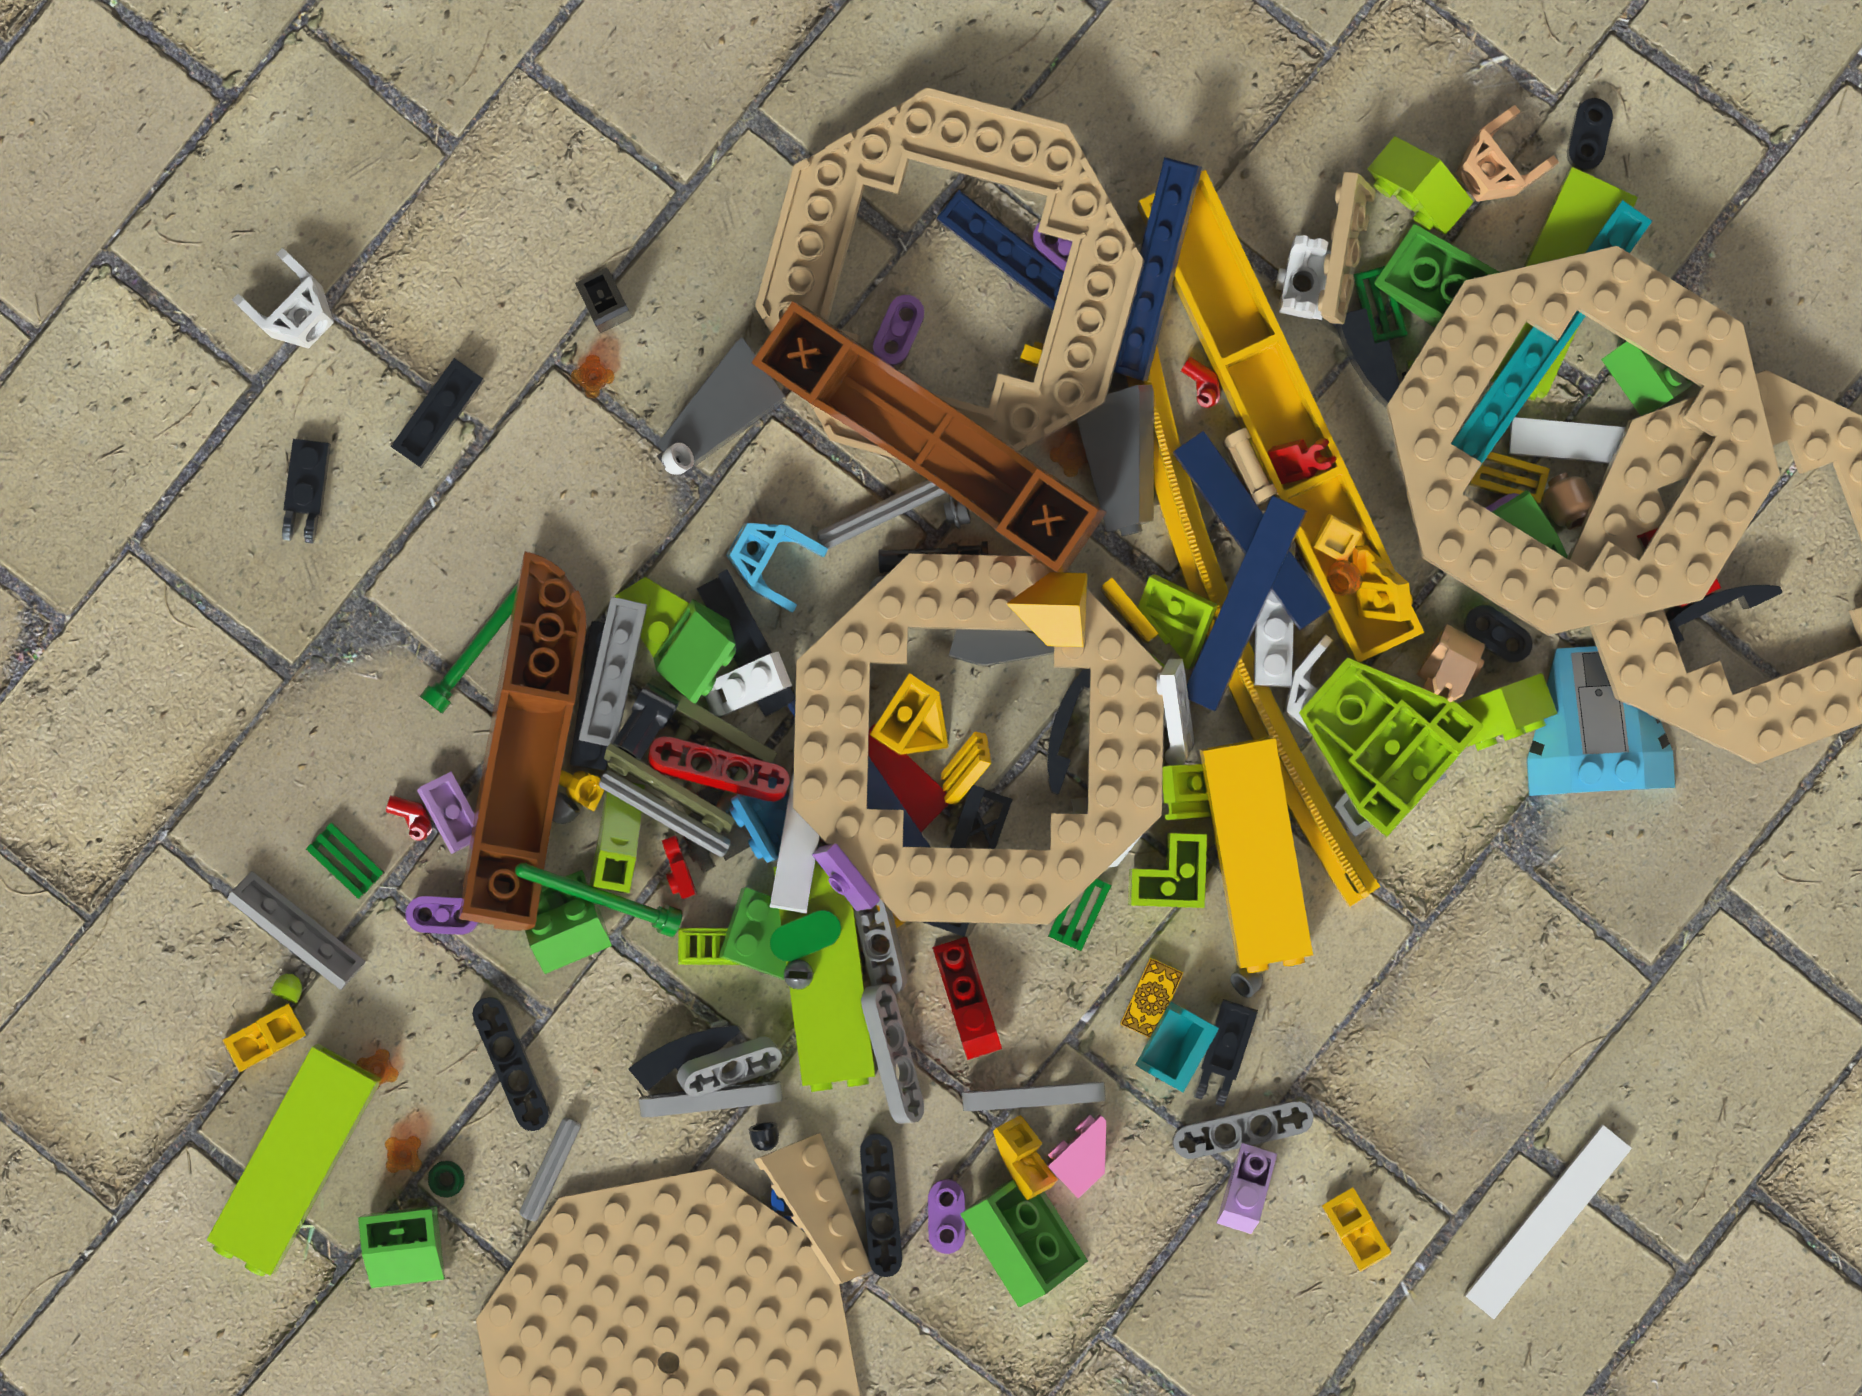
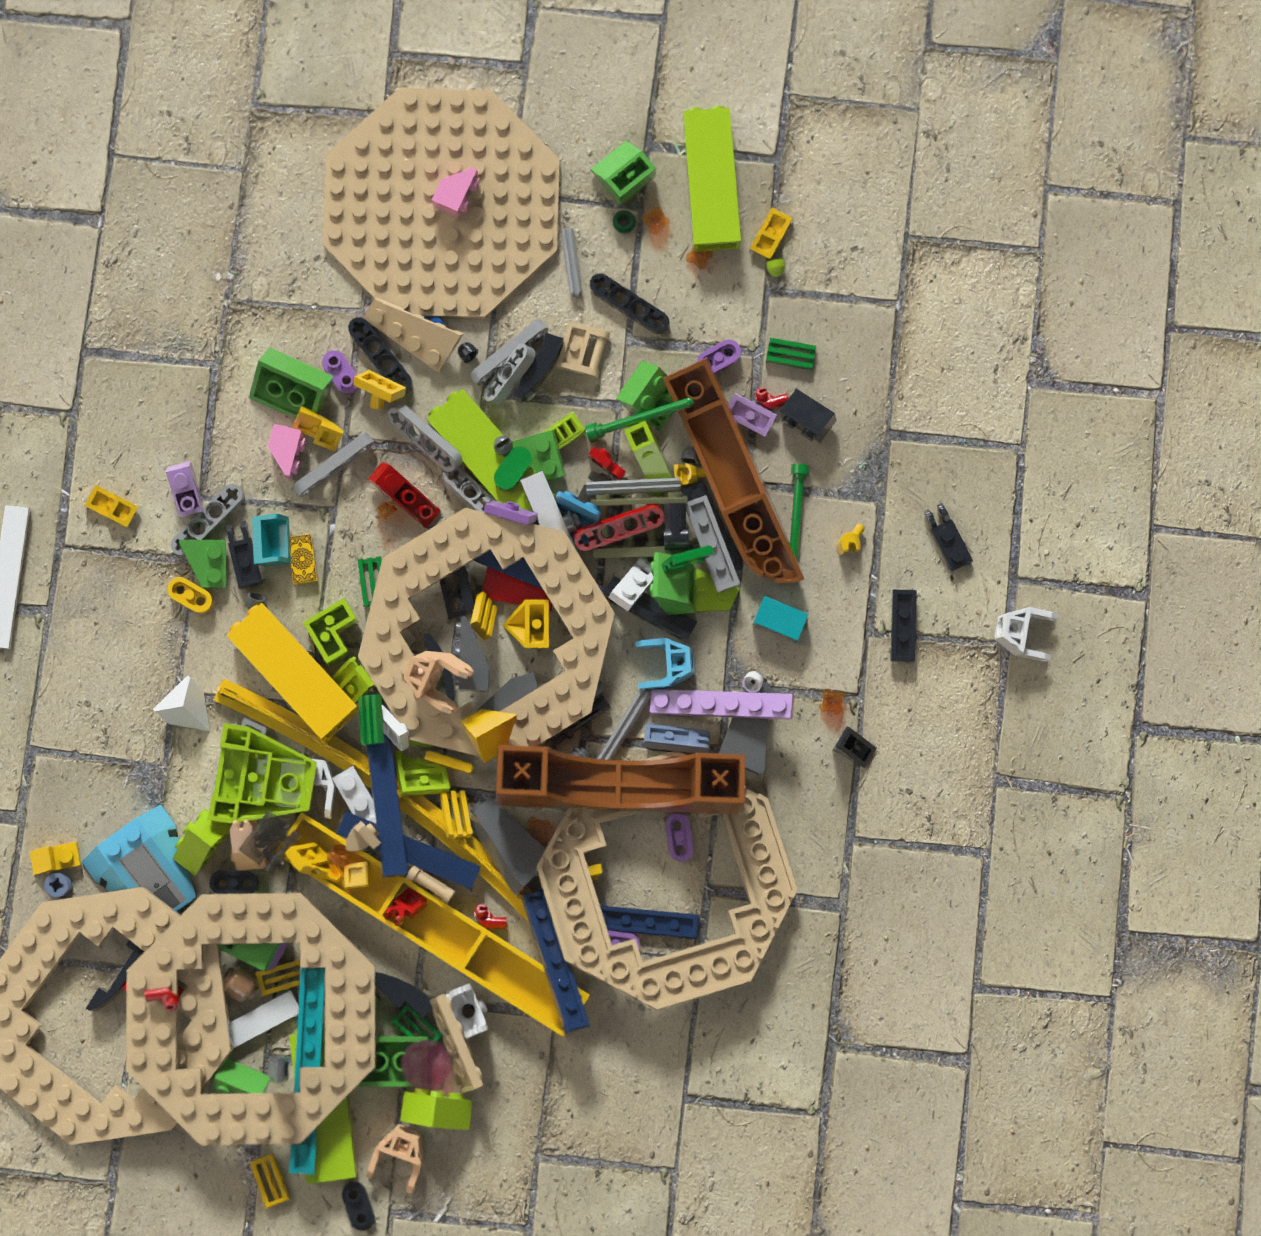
camera: 145 degrees right, 5 degrees down
(296, 930) = (792, 299): light grey plate -> none
(379, 761) = (807, 416): none -> black brick
(430, 566) = (850, 539): none -> yellow piece
(589, 521) = (780, 618): none -> teal panel
(619, 1049) = (575, 347): none -> tan plate
(643, 1360) = (454, 192): none -> bright pink slope
(657, 667) = (687, 558): none -> green tile
(735, 458) = (722, 704): none -> lavender plate
(774, 817) = (572, 521): none -> dark grey plate
(821, 455) = (676, 738): none -> sand blue hinge
(909, 1158) = (380, 388): none -> yellow tile
(1004, 991) = (385, 510): none -> clear orange plate
(1021, 704) = (473, 656): none -> dark grey slope
(1087, 734) = (425, 672): none -> light nougat piece
(1150, 533) = (453, 796): none -> yellow tile
(1197, 726) = (371, 719): none -> green tile
(1276, 1074) = (207, 561): none -> bright green wing
(1299, 579) = (362, 837): none -> tan plate
(1325, 1043) = (190, 596): none -> yellow plate
(1398, 249) = (425, 1064): none -> clear pink tile
(1421, 901) = (185, 706): none -> white slope
(1424, 655) = (265, 837): none -> clear smoke plate
(1588, 349) = (278, 1068): none -> flat silver slope
(1674, 265) = (277, 1172): none -> yellow tile
(1674, 531) = (165, 996): none -> red arm
(1706, 812) = (55, 858): none -> yellow slope
(1717, 778) = (63, 886): none -> sand blue wheel

